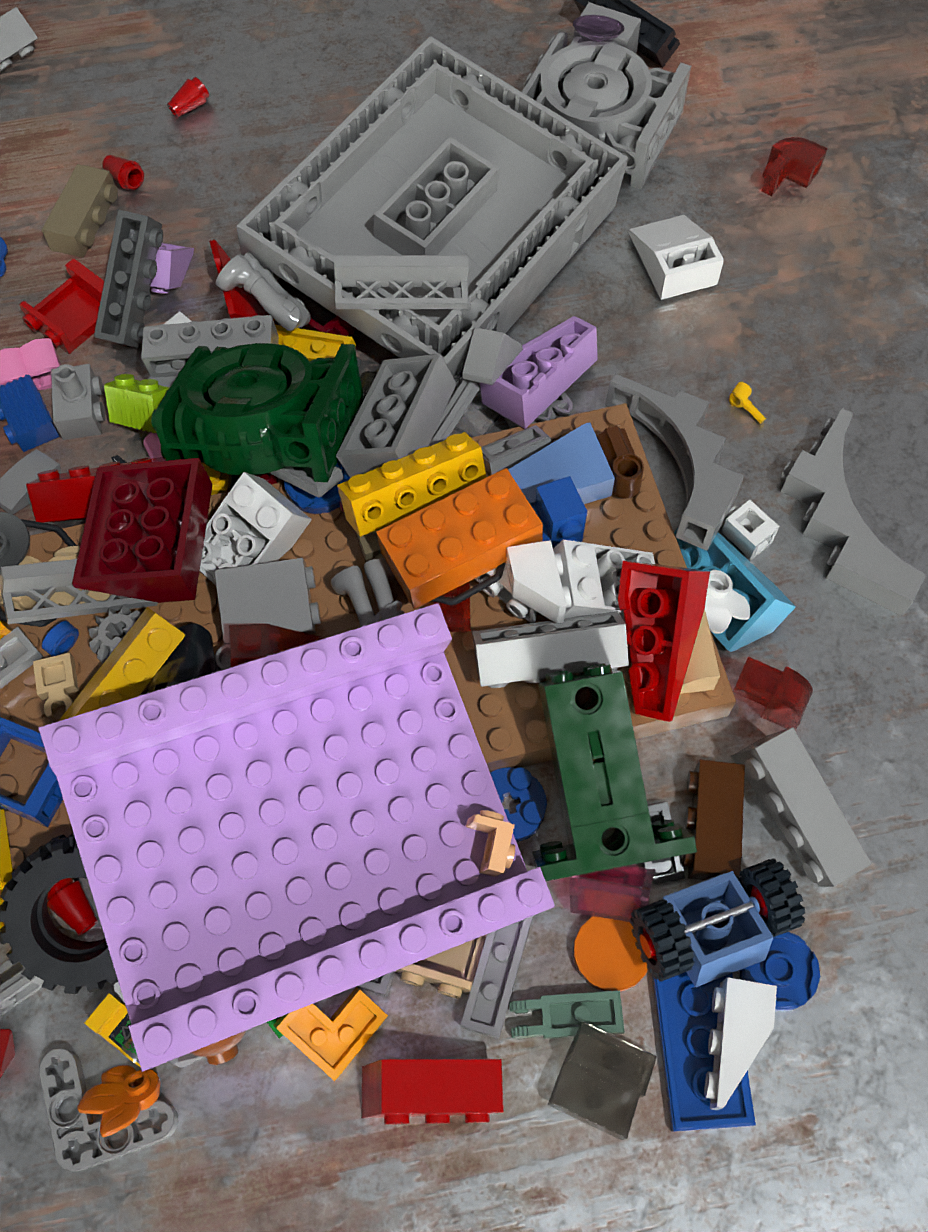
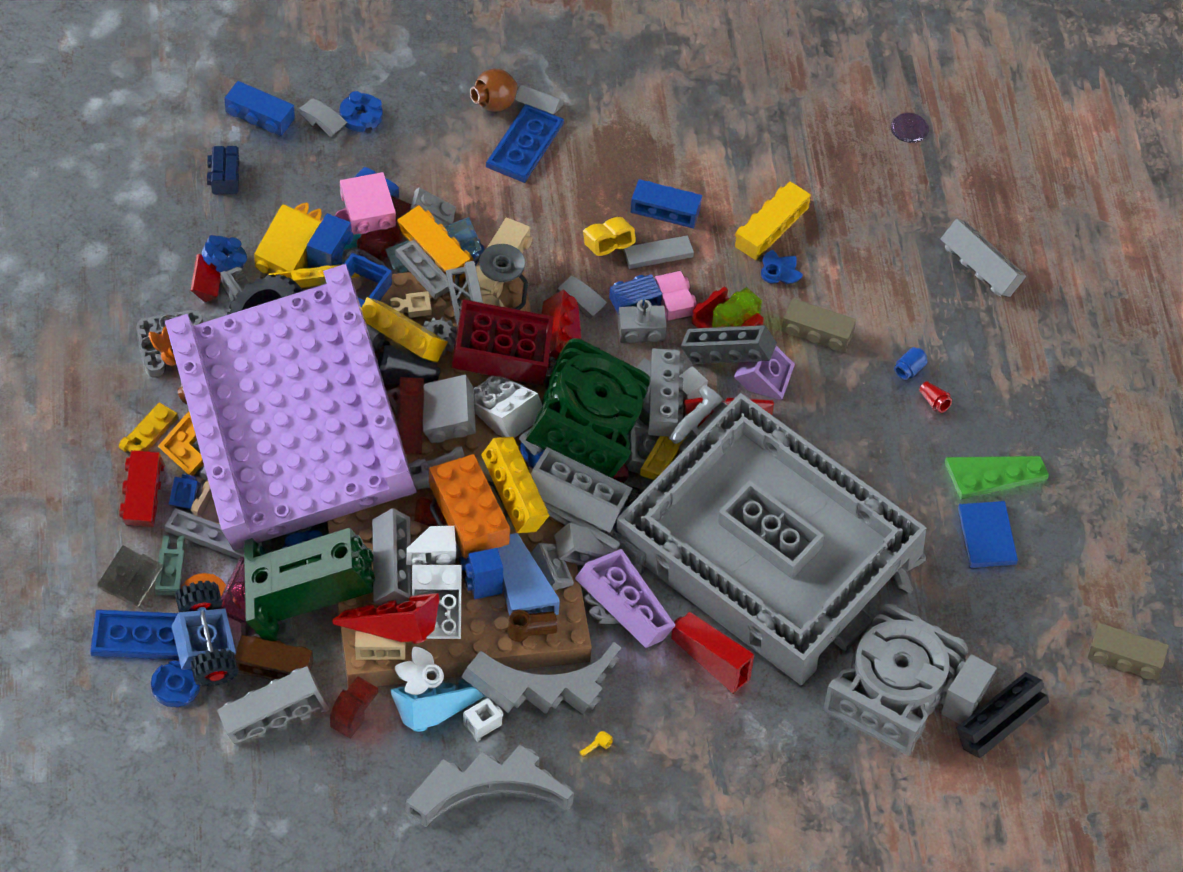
camera: 90 degrees right, 10 degrees down
(60, 639) = (442, 306): blue tile -> none
(65, 286) = (737, 309): none -> clear neon green brick
(124, 171) = (858, 353): red cone -> none
(133, 401) = (633, 349): lime brick -> none
(139, 120) = (911, 363): none -> blue brick
(294, 49) = (991, 474): none -> bright green wing
(298, 1106) = (149, 429): none -> yellow plate
(375, 50) = (987, 534): none -> blue tile
(401, 275) = (688, 487): light grey fence -> none
(422, 1016) = (184, 491): none -> blue bracket
(480, 419) = (578, 545): none -> light grey slope
(489, 355) = (631, 554): light grey slope -> none
(498, 850) = (261, 506): light nougat bracket -> none
(598, 27) = (957, 663): clear purple piece -> none
(599, 276) = (714, 651): none -> red slope
(677, 255) = (741, 713): white slope -> none
(743, 1027) = (144, 645): white slope -> none
(792, 160) = (835, 818): clear red brick -> none

